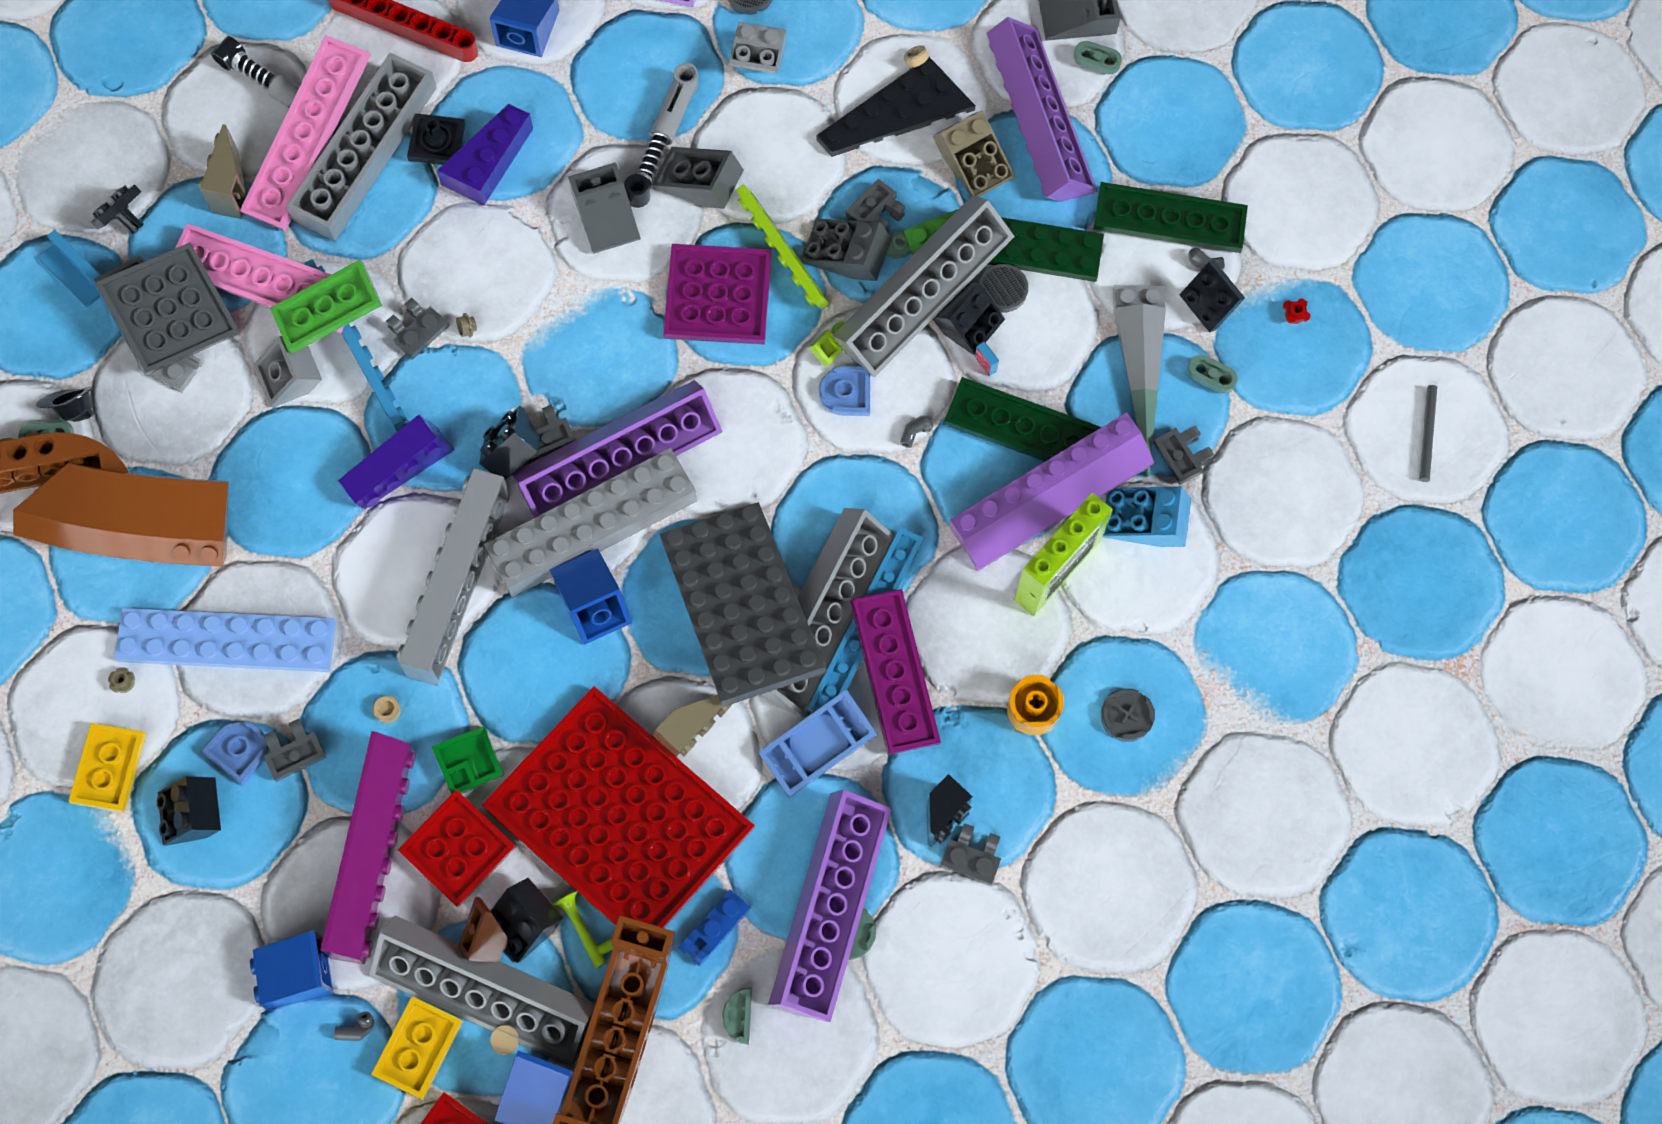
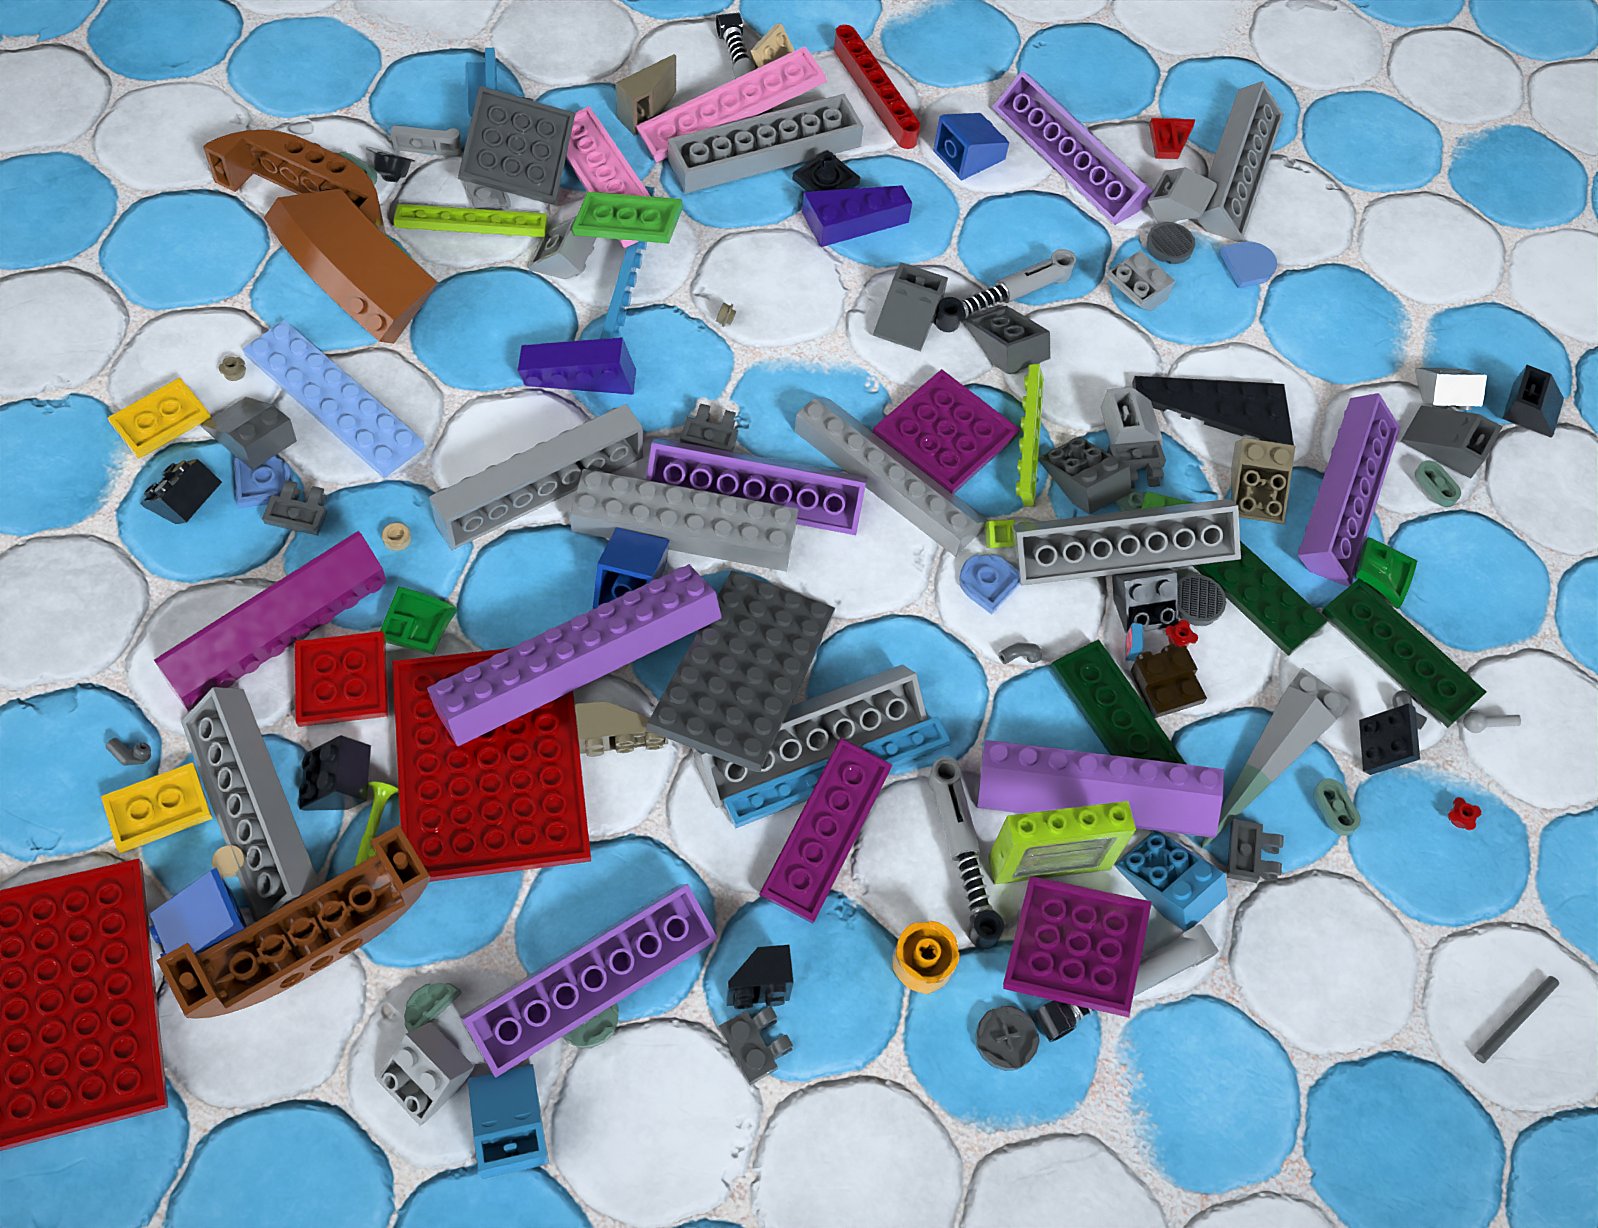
camera: 35 degrees right, 10 degrees down
(79, 359) = (426, 140): none -> light grey plate
(119, 210) = (551, 64): black plate -> none
(186, 403) = (470, 220): none -> lime plate
(192, 718) = (252, 431): none -> dark grey slope
(291, 971) = (125, 667): blue slope -> none
(294, 53) = (771, 46): none -> tan plate
(420, 332) = (689, 295): dark grey plate -> none
(482, 935) = (289, 757): reddish brown slope -> none
(509, 444) = (673, 414): black slope -> none
(615, 692) = (573, 654): none -> medium lavender brick
(708, 362) = (889, 475): none -> light grey slope
(715, 927) = (480, 915): blue plate -> none
(779, 1059) = (424, 1072): none -> light grey slope
(818, 743) = (705, 833): medium blue slope -> none
(843, 176) = (1129, 417): none -> light grey slope
(862, 1041) = (507, 1122): none -> dark azure slope
(916, 56) = (1272, 376): tan tile -> none
(996, 607) = (965, 849): none -> piece
(1013, 332) = (1182, 627): none -> red plate
(1031, 369) = (1168, 680): none -> dark brown plate
(1113, 160) = (1386, 570): none -> green plate
(1126, 615) = (1078, 946): none -> magenta plate
(1174, 611) = (1155, 967): none -> light grey piece
(1255, 232) = (1477, 722): none -> light grey bar

